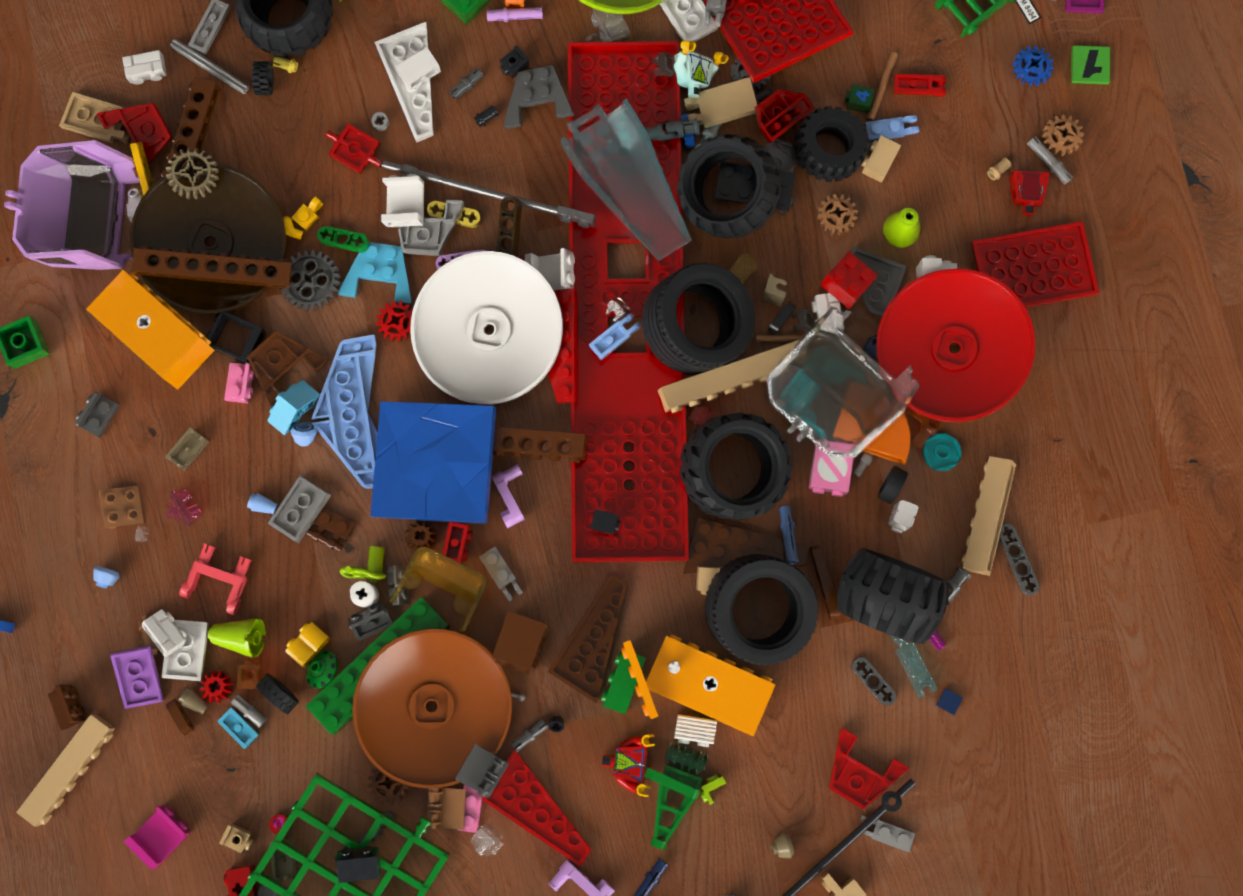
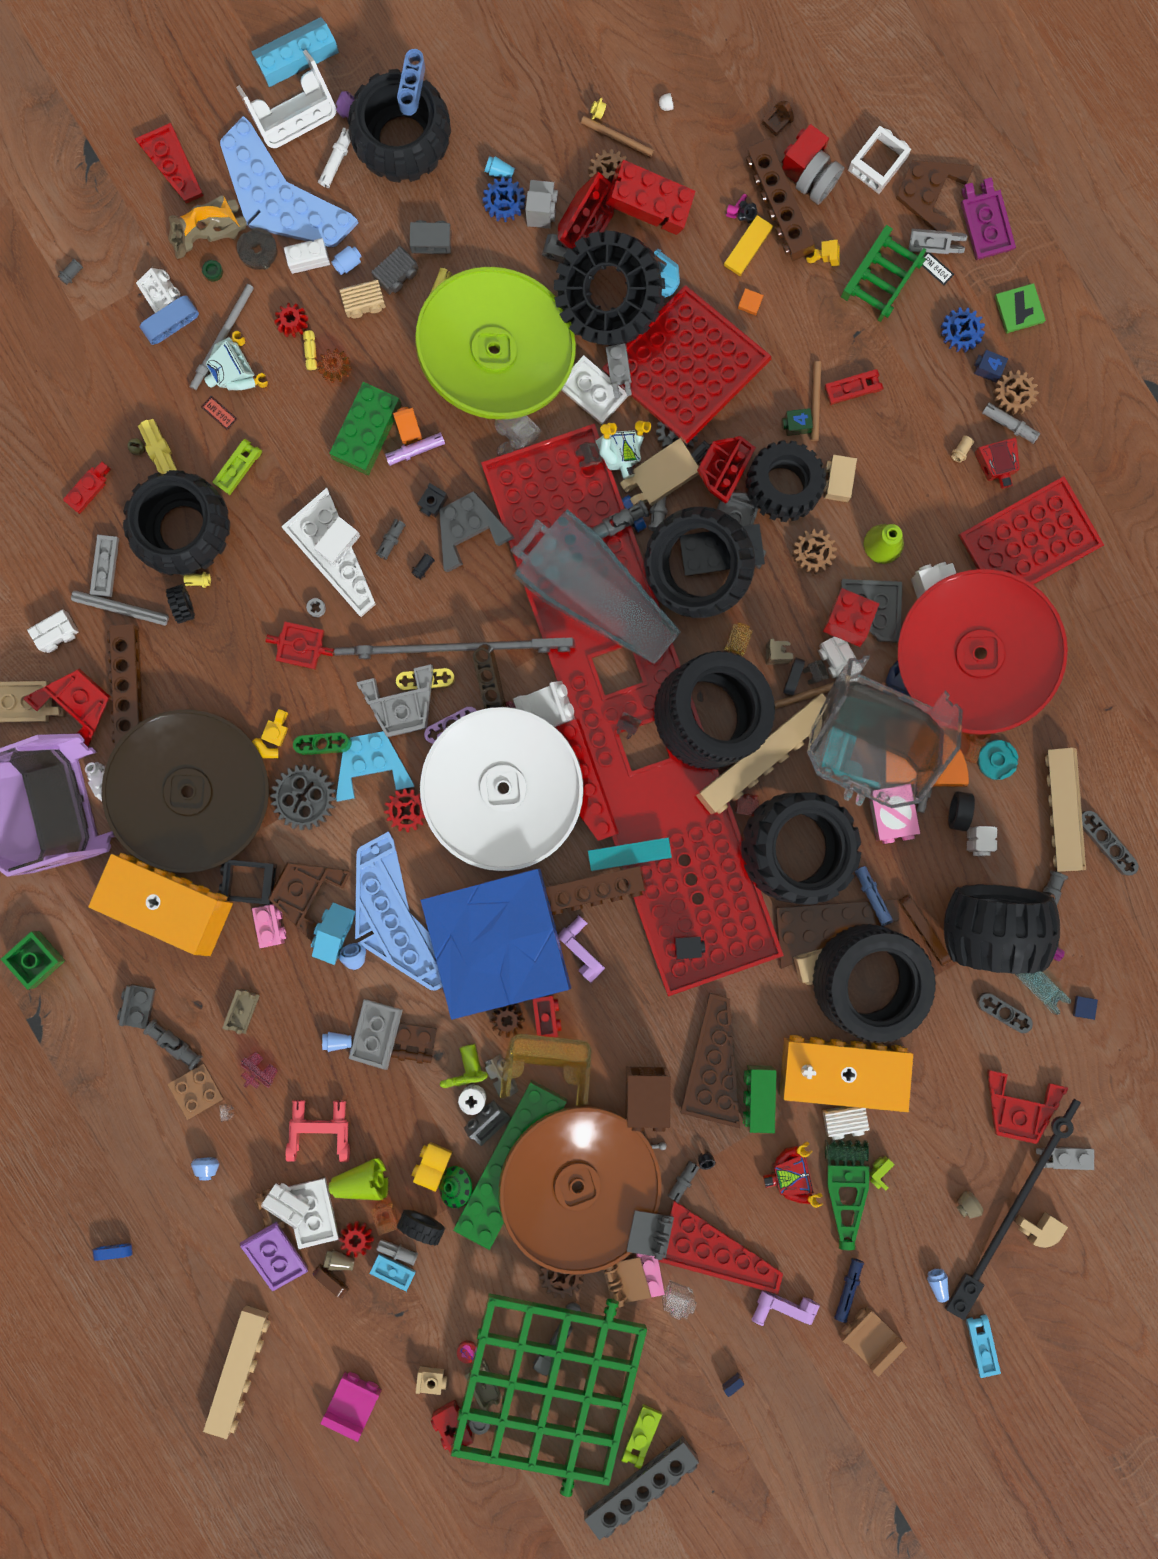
camera: 15 degrees left, 5 degrees up
(66, 706) = (214, 1309): reddish brown bracket -> none
(115, 457) = (170, 1043): none -> dark grey piece
(142, 166) = (90, 739): yellow tile -> none
(142, 266) = (130, 844): reddish brown brick -> none
(190, 156) = (137, 735): dark tan gear -> none
(358, 864) = (563, 1371): black brick -> none
(404, 201) = (371, 684): white panel -> none
(499, 571) = (598, 1028): light grey hinge -> none
(580, 423) = (629, 854): none -> teal tile
(613, 337) = (632, 756): light blue hinge -> none
(642, 688) = (772, 1089): light orange plate -> none
(671, 783) = (841, 1183): green beam -> none
(891, 128) = (838, 442): light blue hinge -> none
(1047, 104) = (990, 365): none -> dark blue brick

